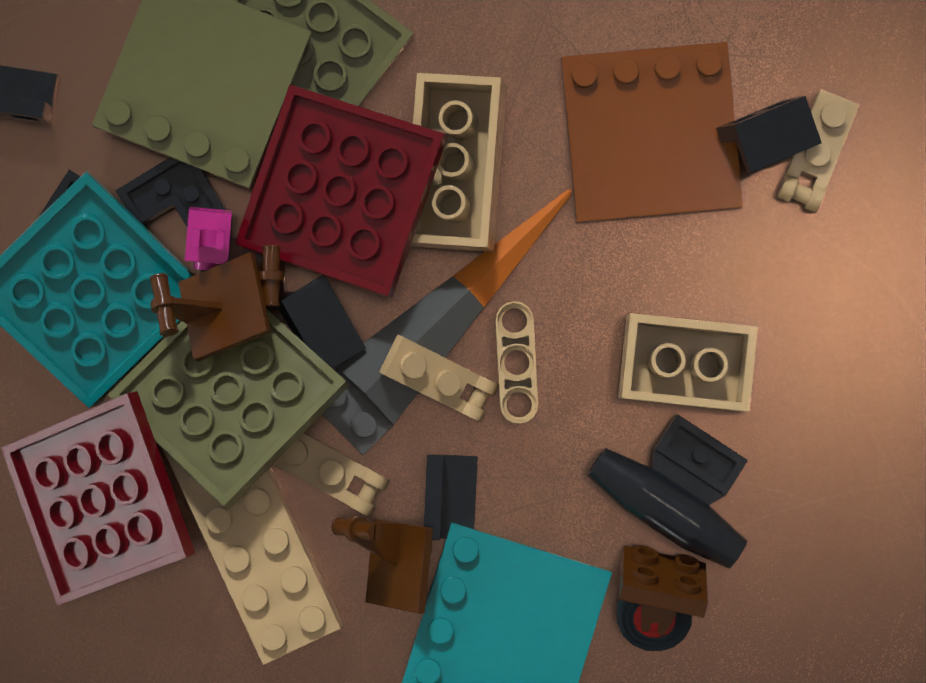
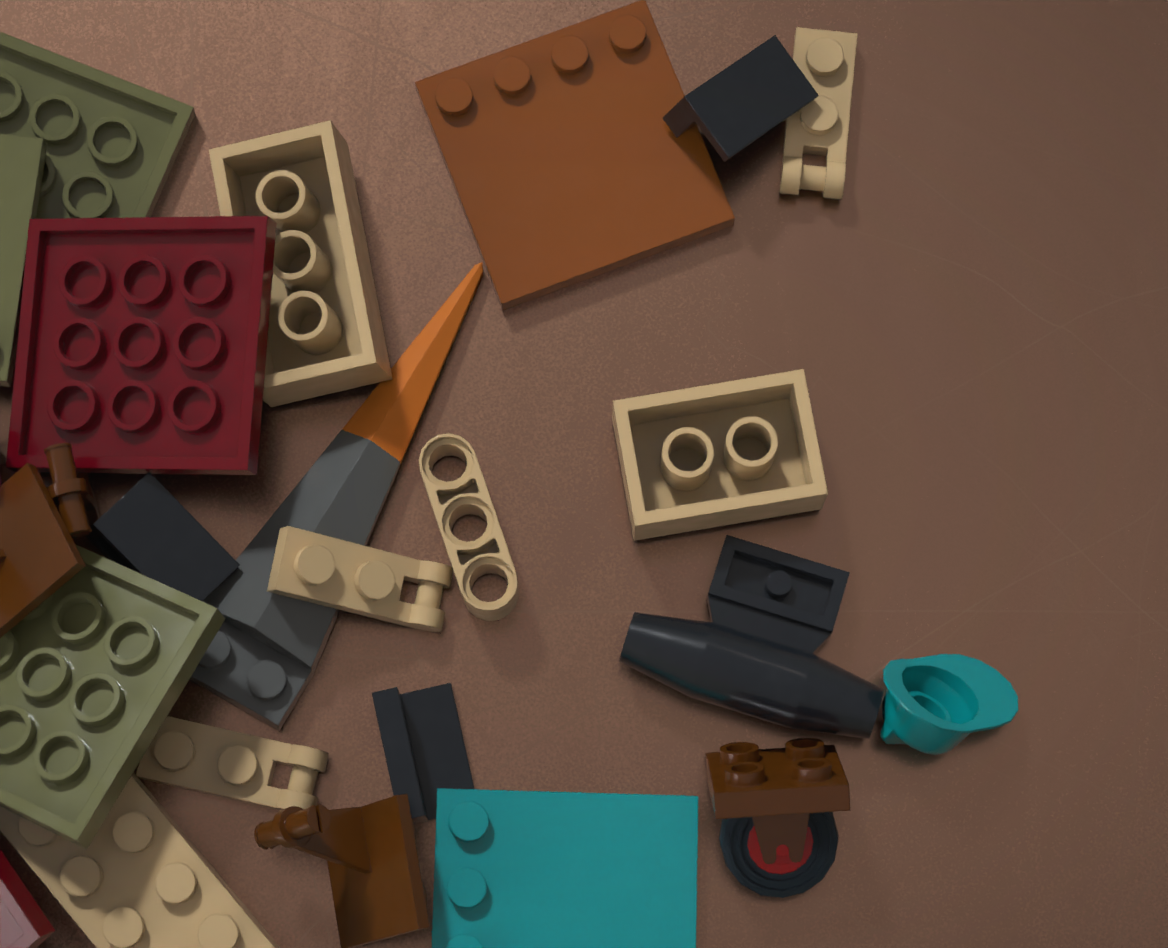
camera: 15 degrees left, 10 degrees down
(783, 558) = (942, 700): none -> teal piece

